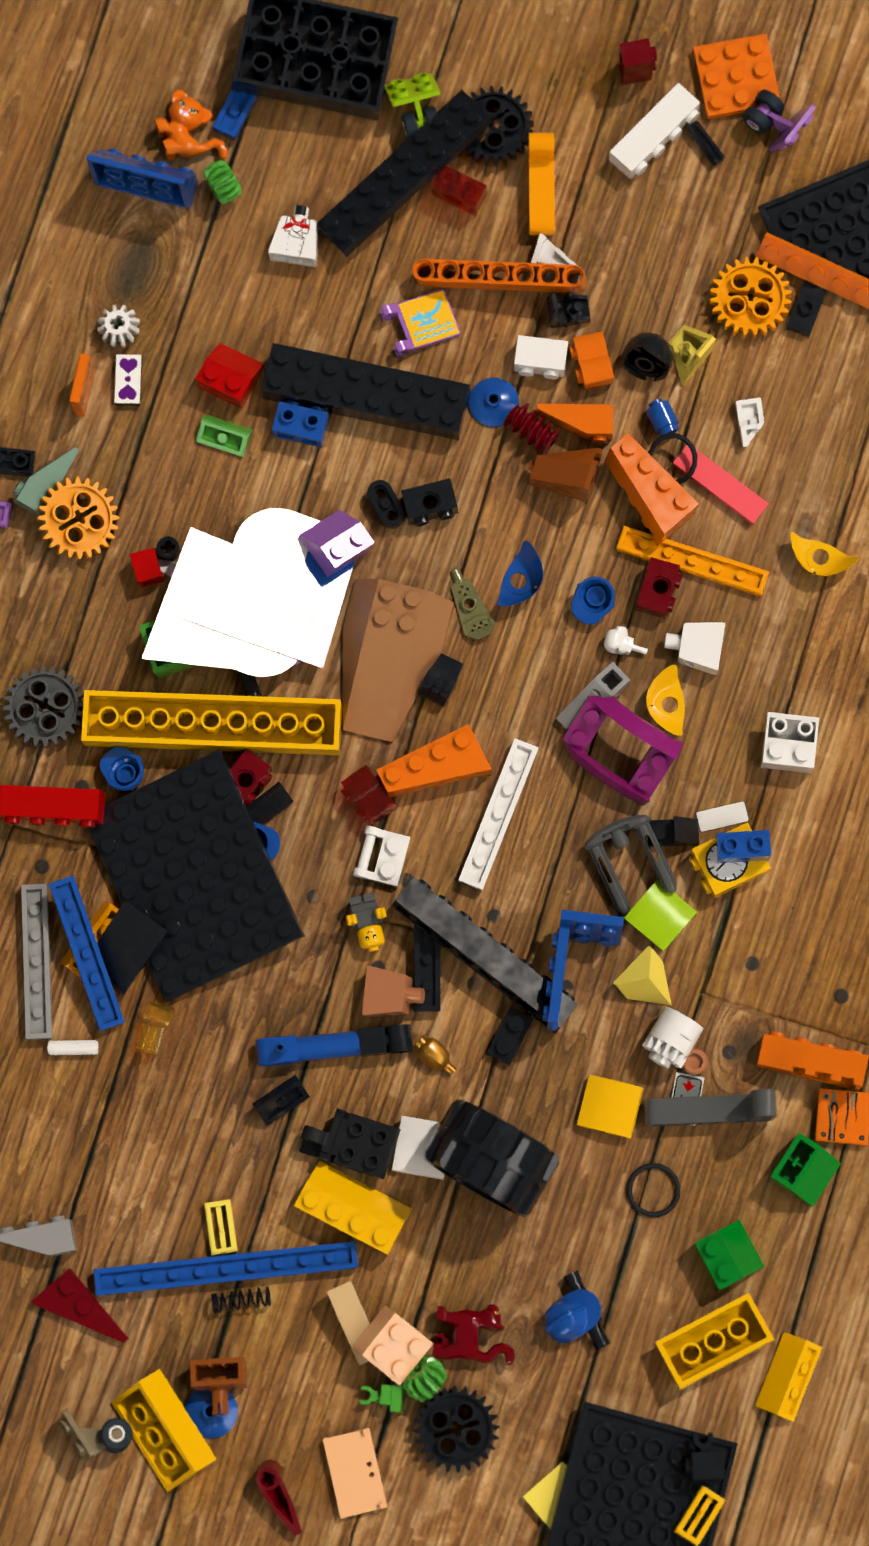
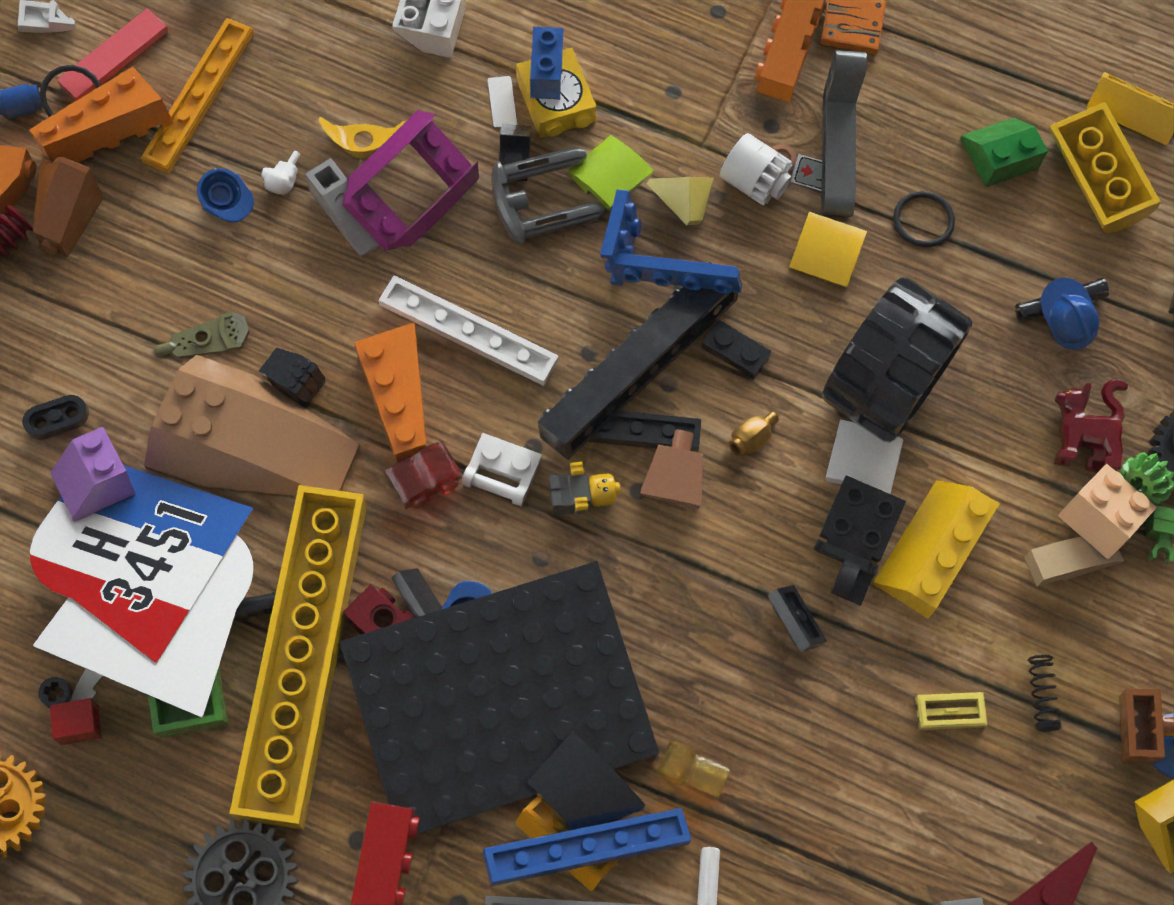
camera: 95 degrees left, 10 degrees down
(122, 769) = (343, 778): blue hat -> none
(226, 1268) = (1005, 714): blue plate -> none
(364, 1042) = (732, 512): blue piece -> none
(440, 491) = (55, 350): black brick -> none
(530, 565) = (172, 259): blue piece -> none
(651, 601) = (235, 141): dark red brick -> none
(698, 645) = (301, 94): white torso -> none
(805, 1169) = (908, 63): green slope -> none

